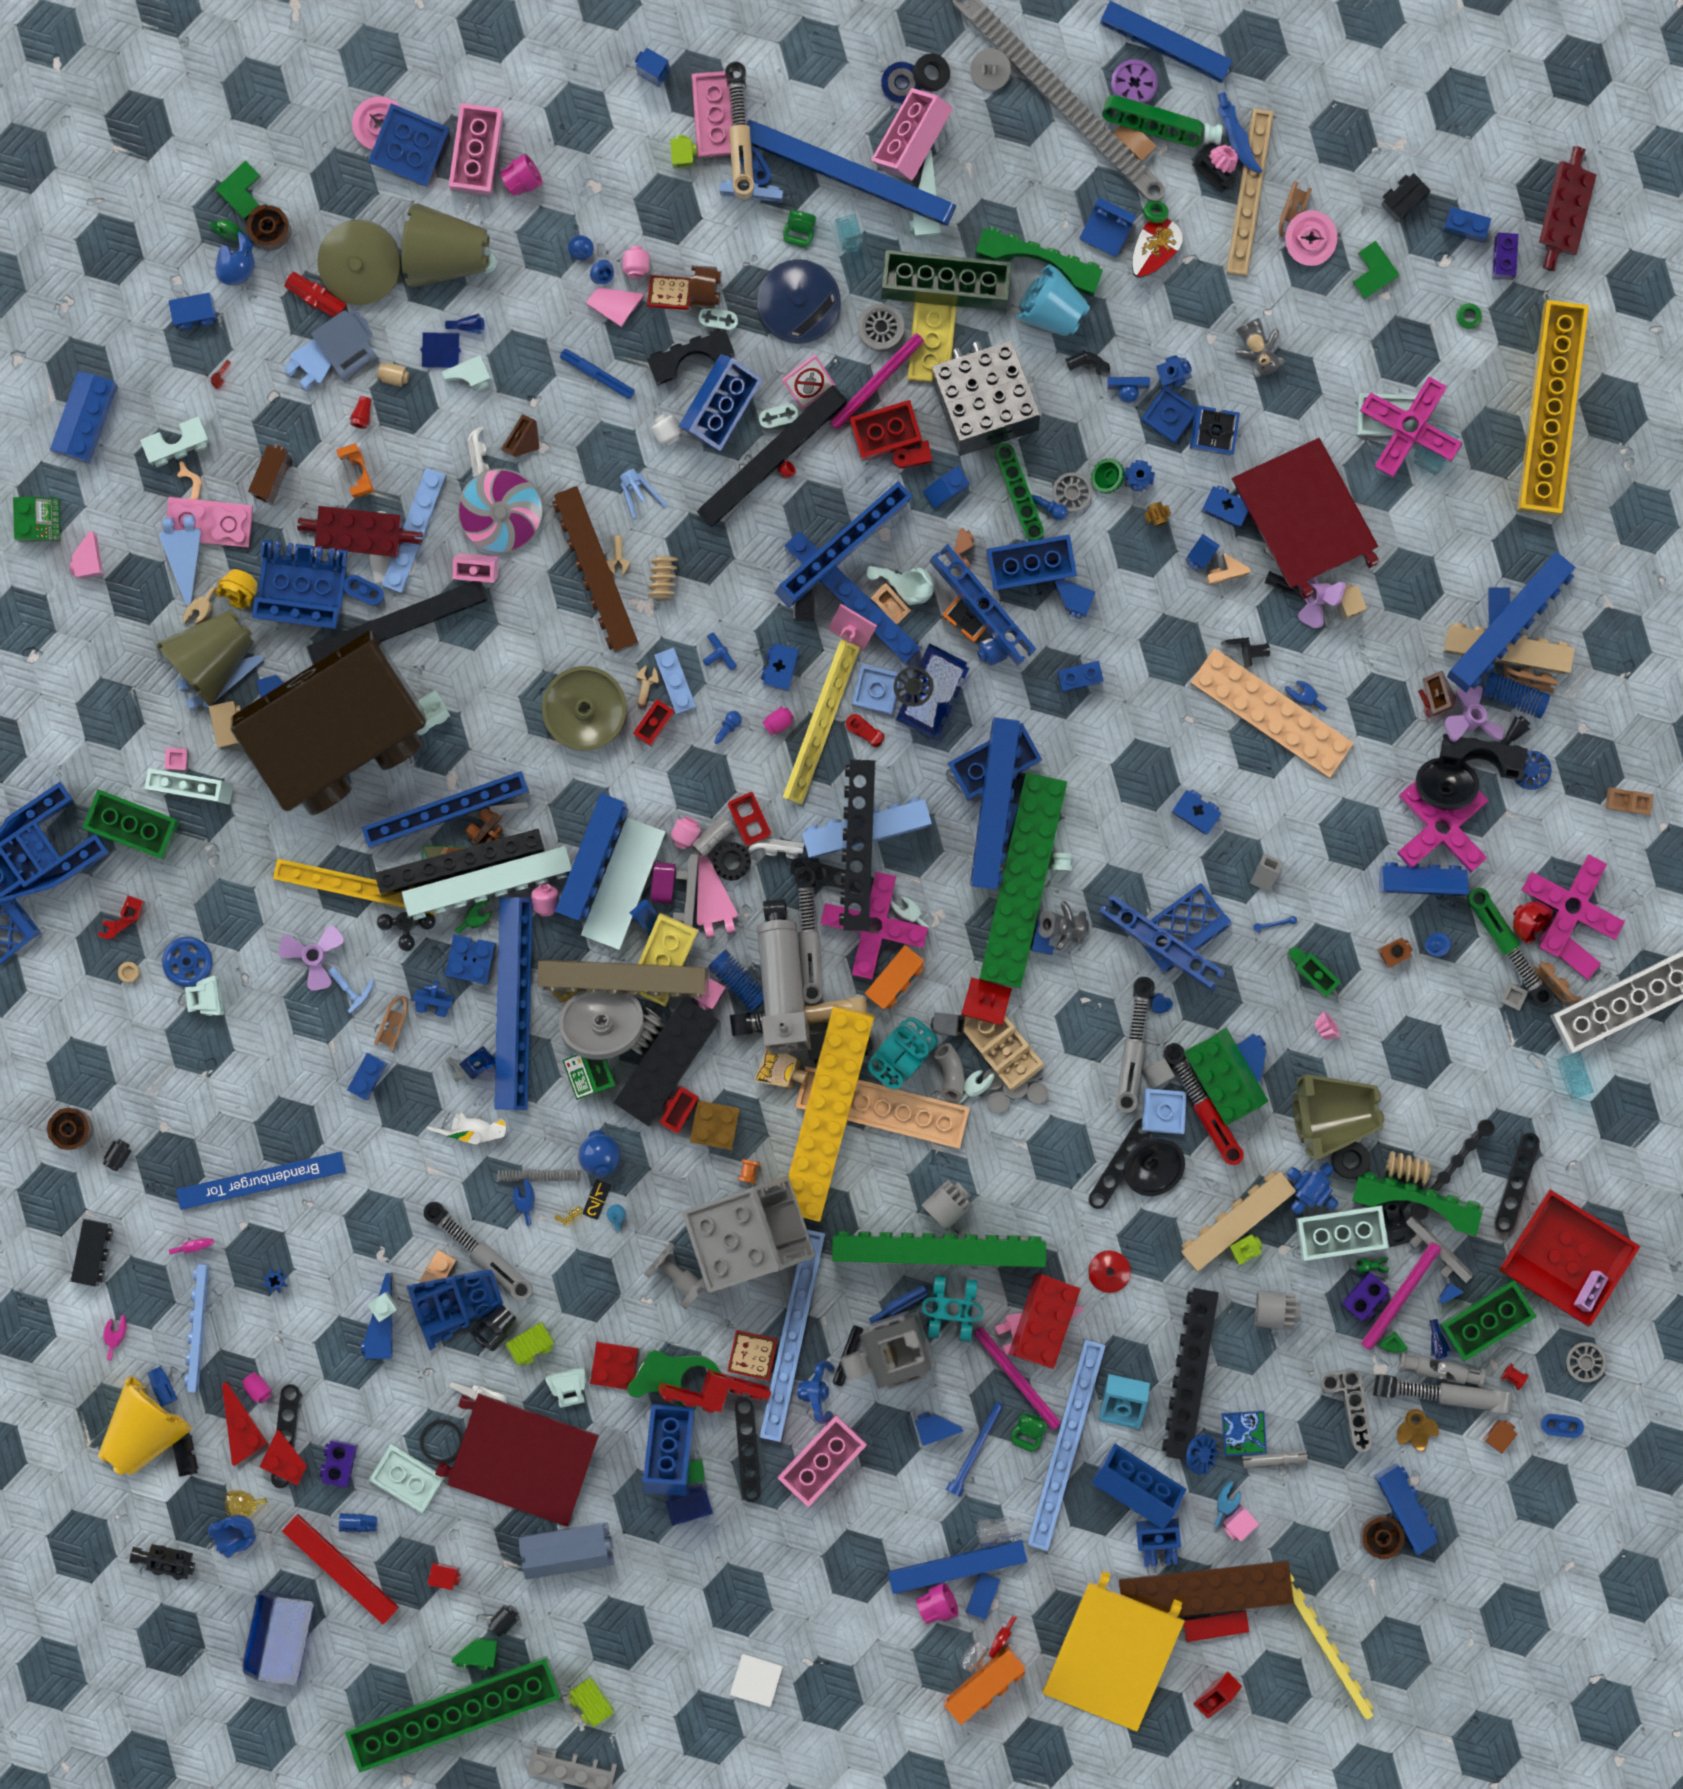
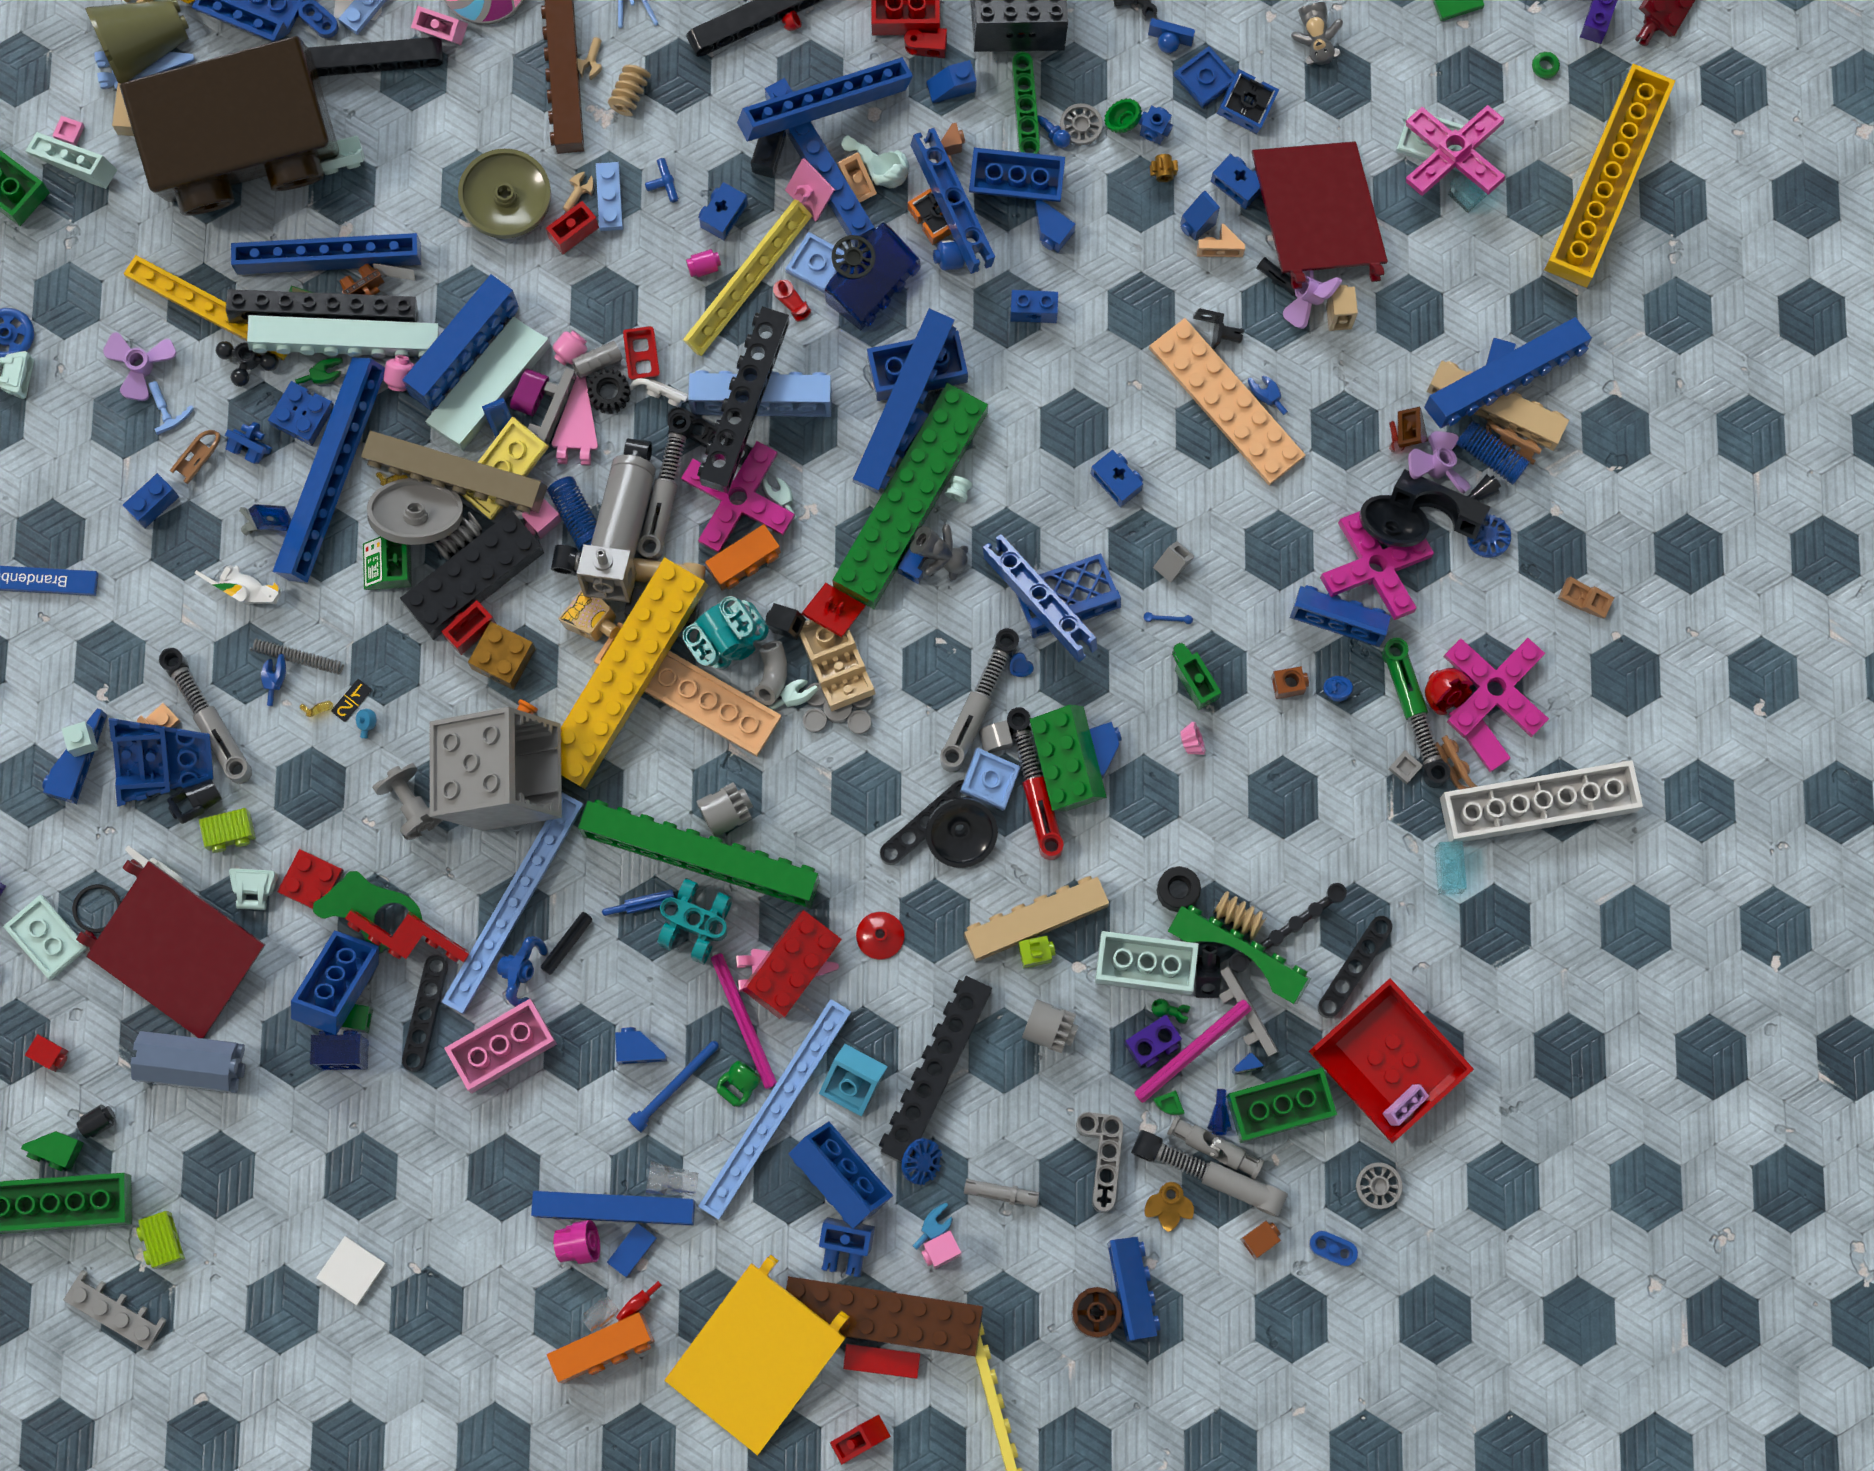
camera: 10 degrees right, 10 degrees down
(599, 1154) = (367, 649): blue brick -> none
(732, 720) = (655, 252): blue bar -> none
(752, 1355) = (462, 910): piece -> none
(893, 1351) = (611, 940): piece -> none
(1174, 371) = (1222, 32): blue brick -> none
(1244, 1433) = (975, 1154): tile -> none
(1312, 1188) = (1128, 906): blue piece -> none
(1334, 1113) = (1175, 829): olive cone -> none
(1514, 1376) = (1294, 1177): red bush -> none

